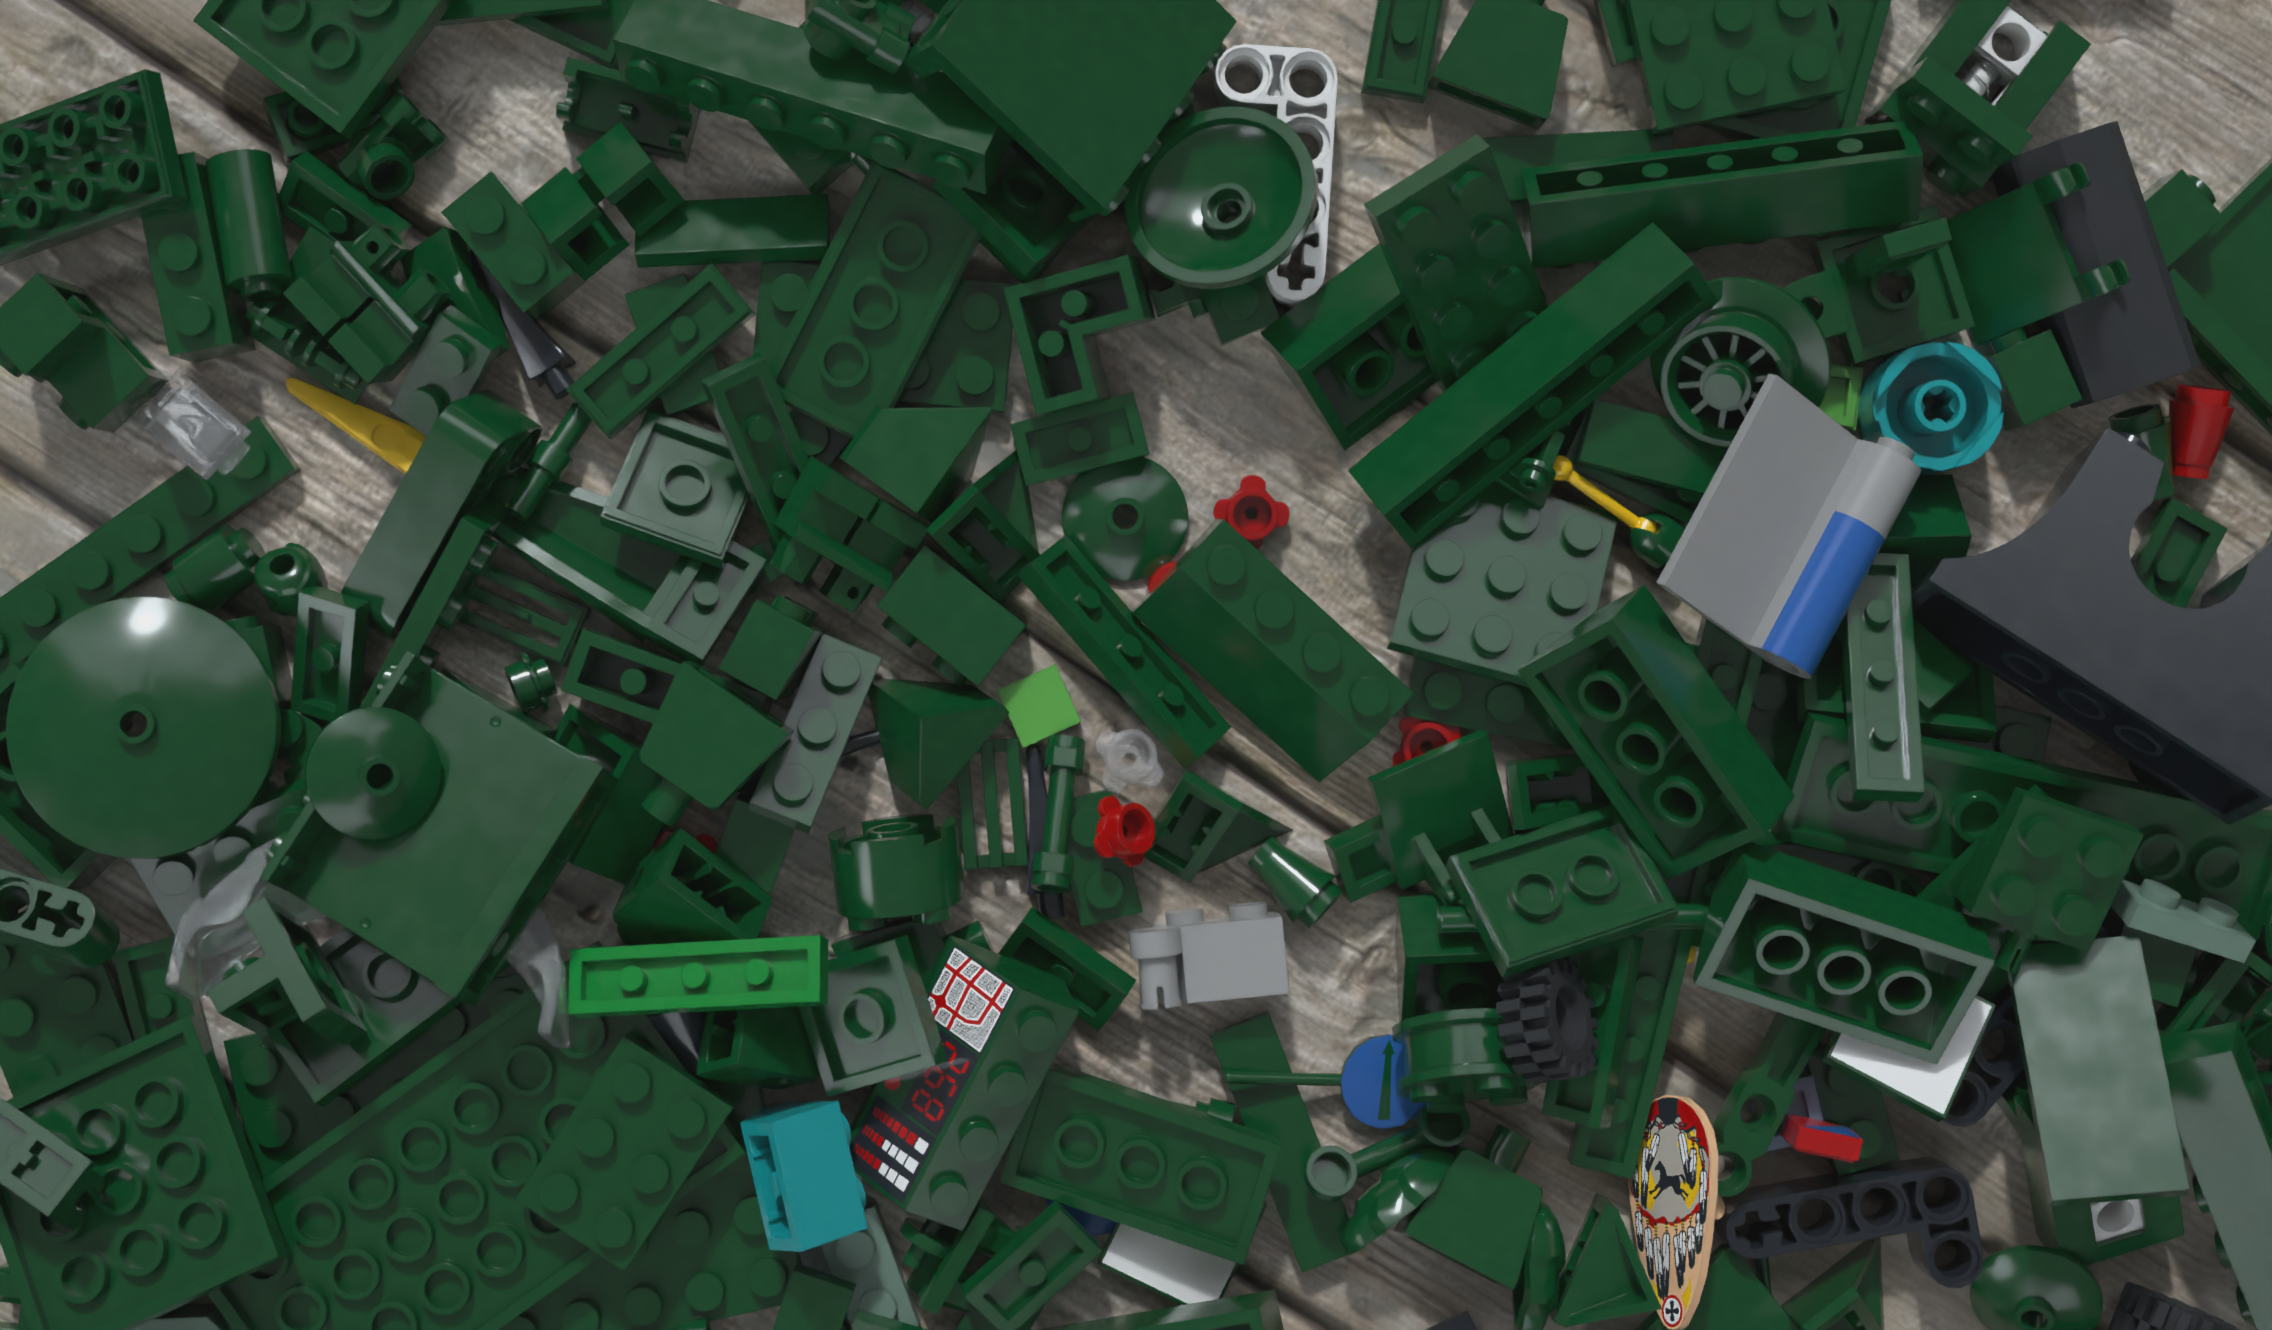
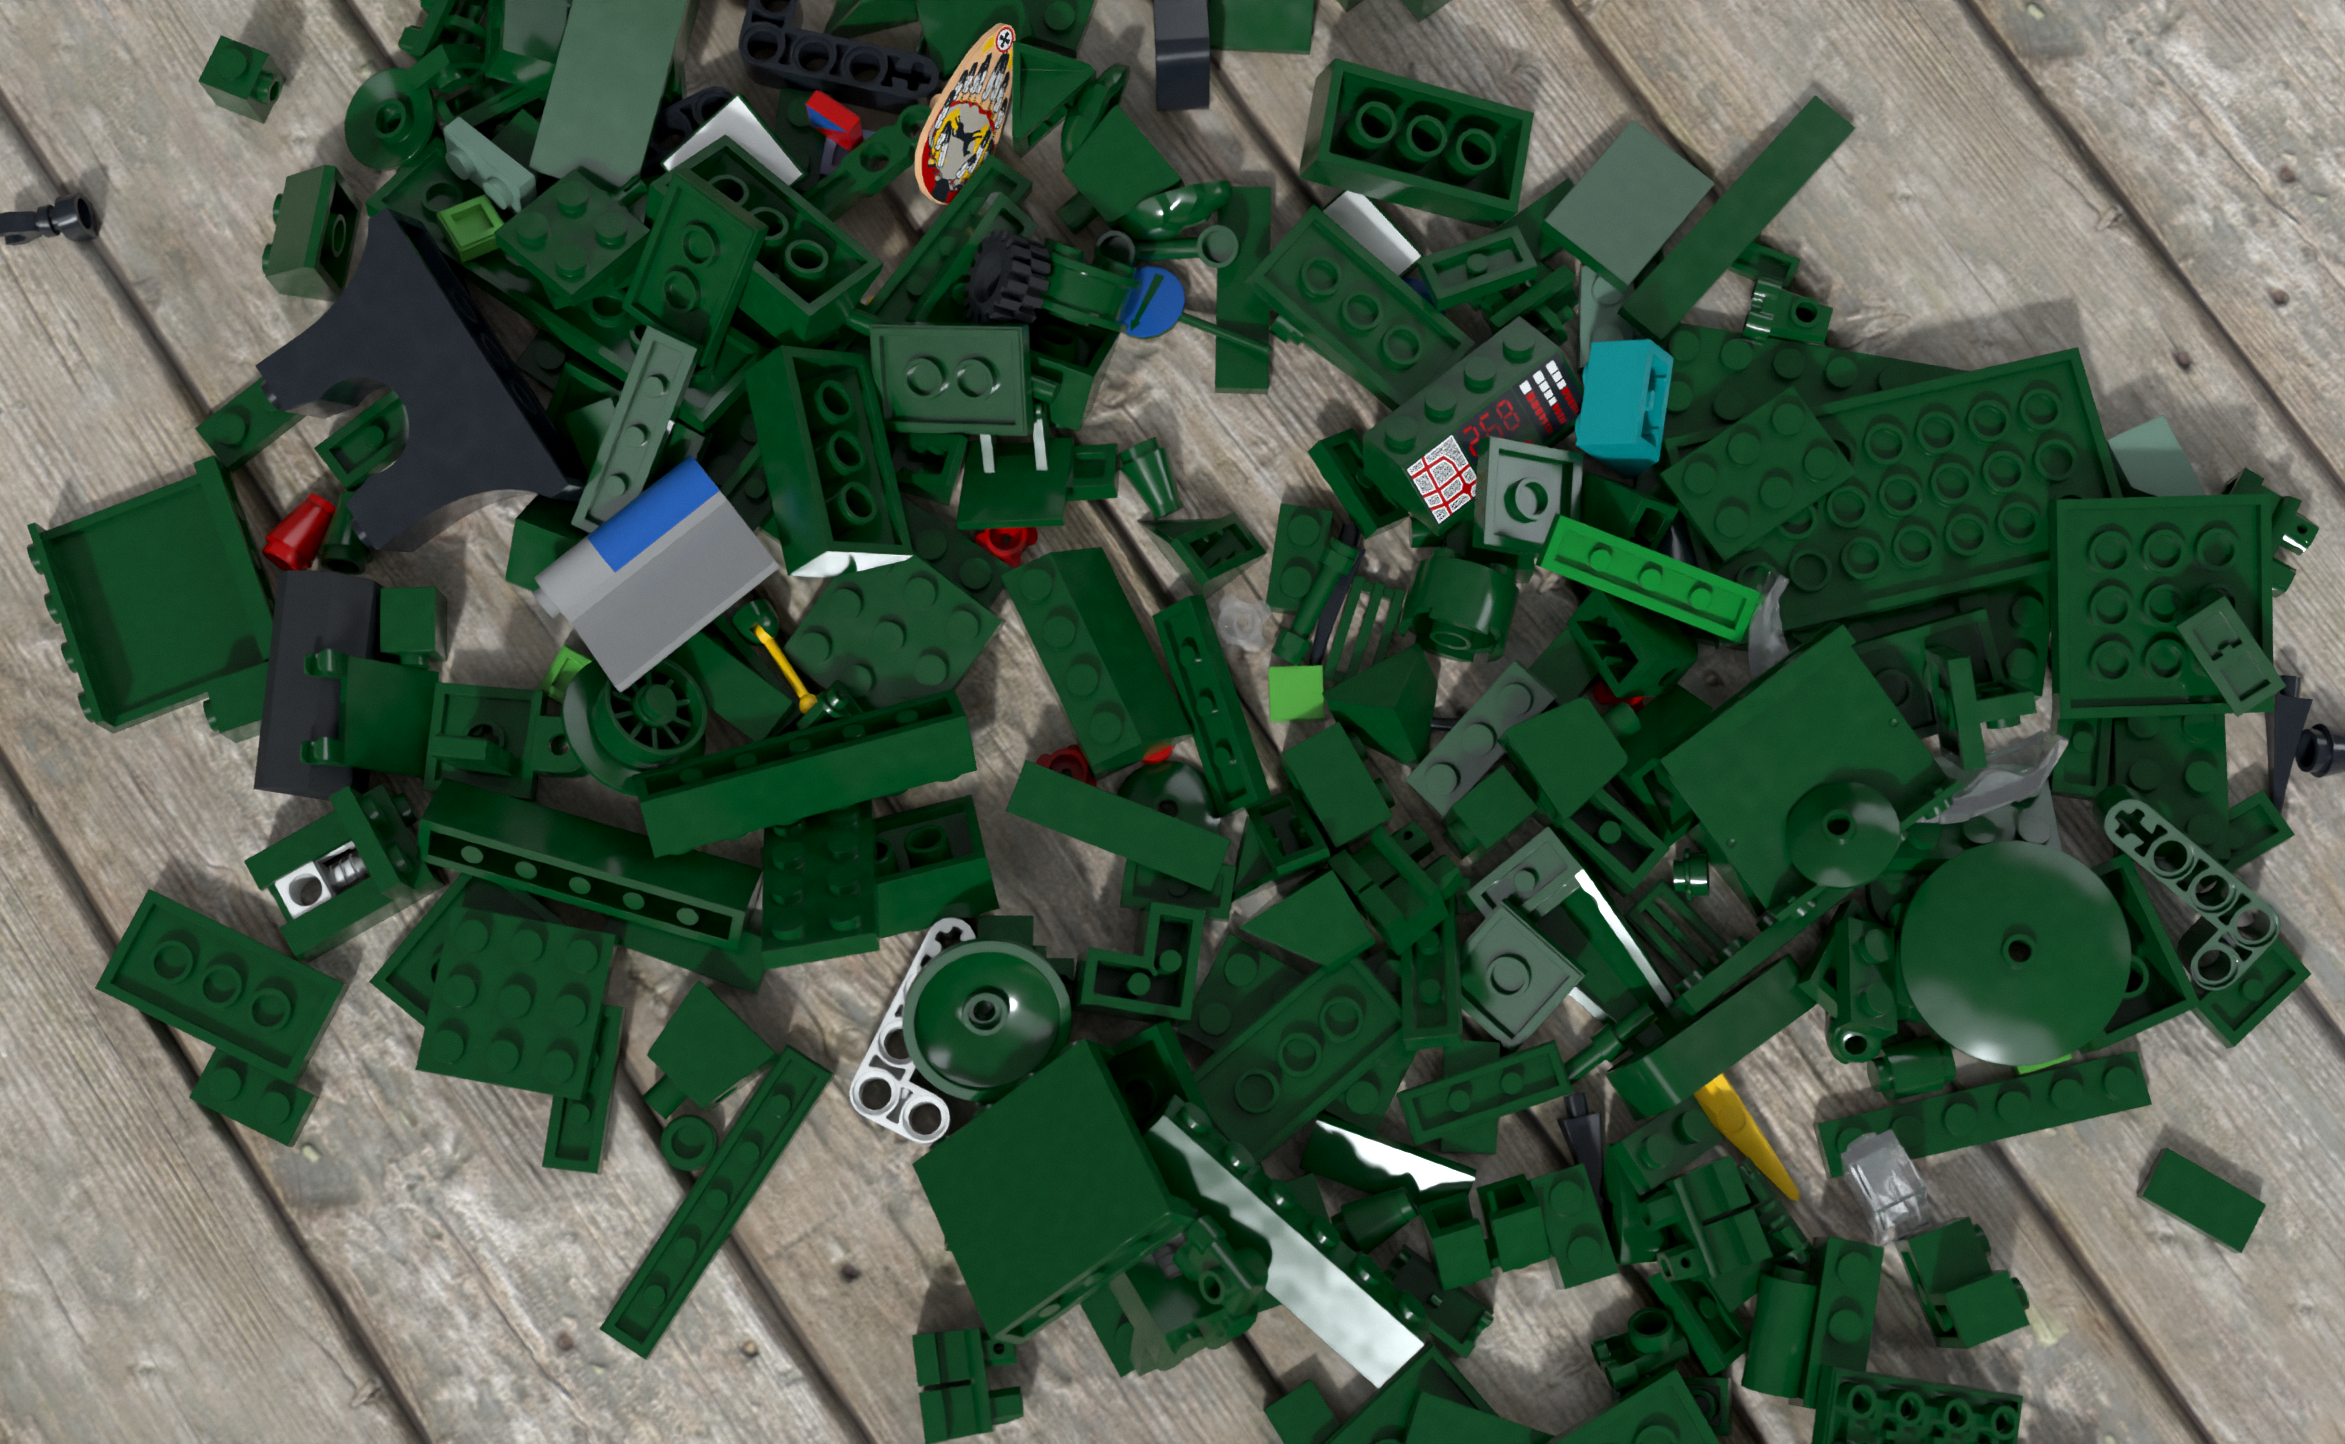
camera: 160 degrees left, 10 degrees down
(296, 639) = (1866, 978): none -> dark green plate
(727, 167) = (1374, 1219): none -> dark green cone
(1123, 831) = (1270, 566): red plate -> none
(1169, 473) = (1118, 825): none -> dark green tile
(1211, 956) = (1241, 445): light grey hinge -> none
(1903, 889) = (695, 263): none -> dark green tile
(1964, 409) = (471, 631): teal brick -> none
(2171, 842) = (470, 227): none -> bright green tile

